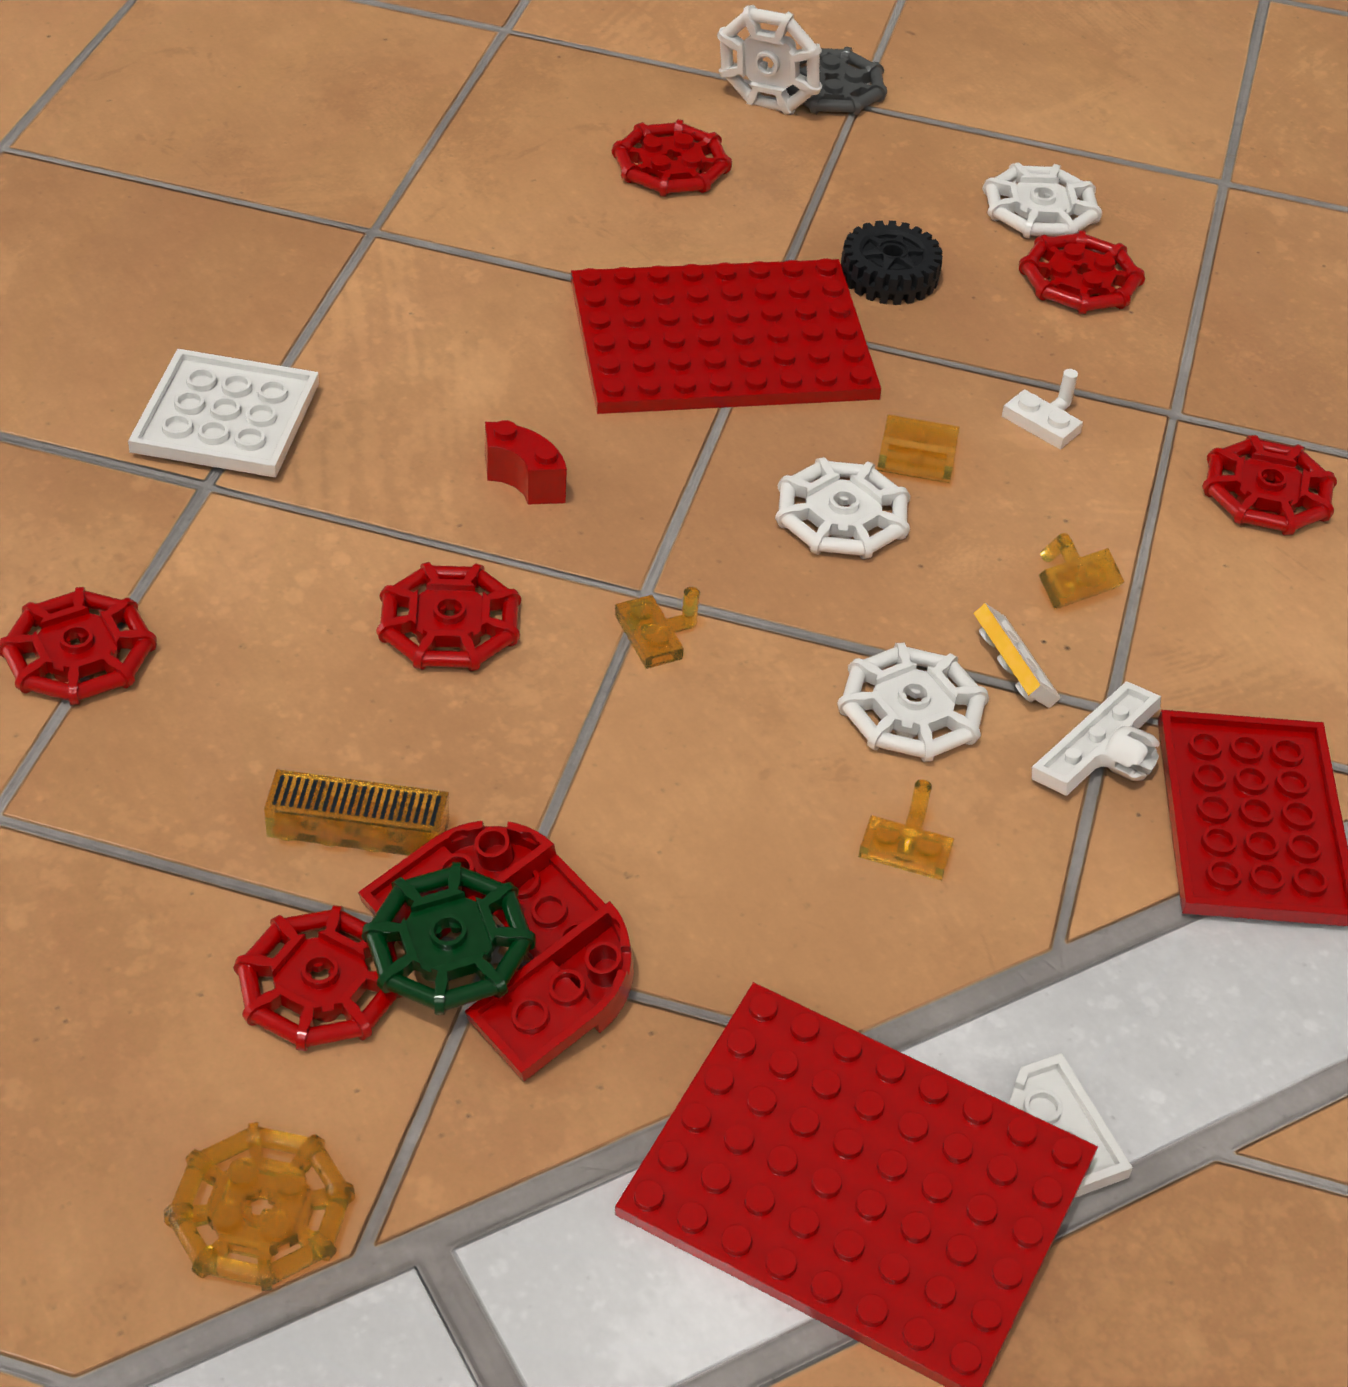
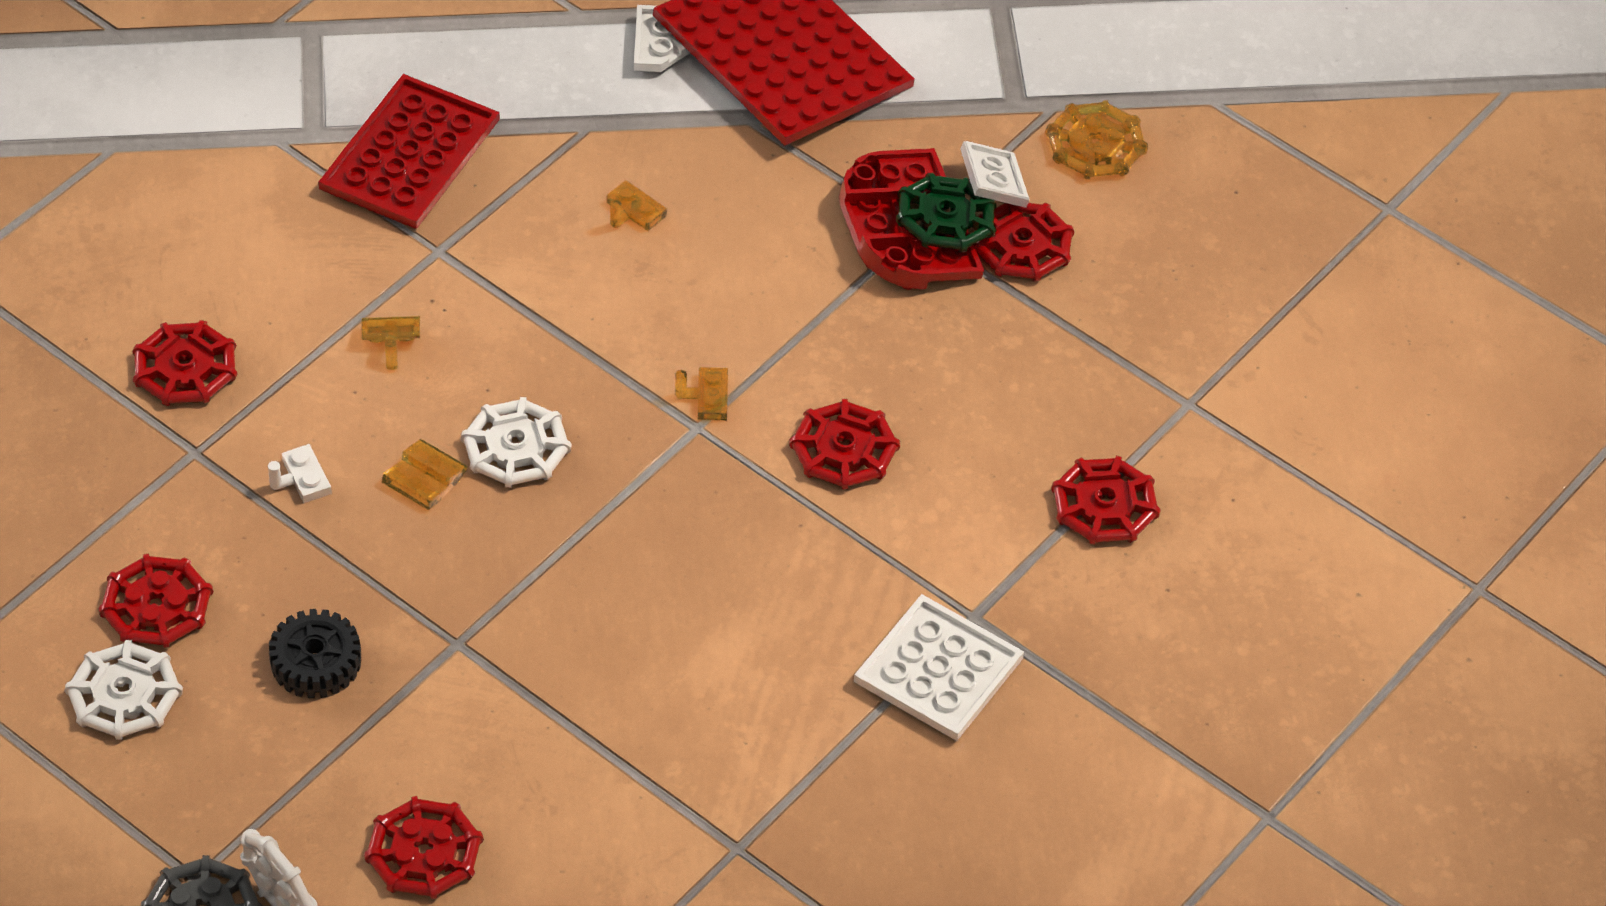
camera: 155 degrees left, 5 degrees up
(354, 813) = (965, 318): clear yellow brick -> none
(402, 1040) = (994, 174): none -> white tile
(525, 462) = (733, 541): red brick -> none
(722, 336) = (503, 634): red plate -> none
(911, 717) = (565, 268): white plate -> none
(1015, 657) = (479, 289): plate -> none
(1105, 739) = (467, 218): white plate -> none

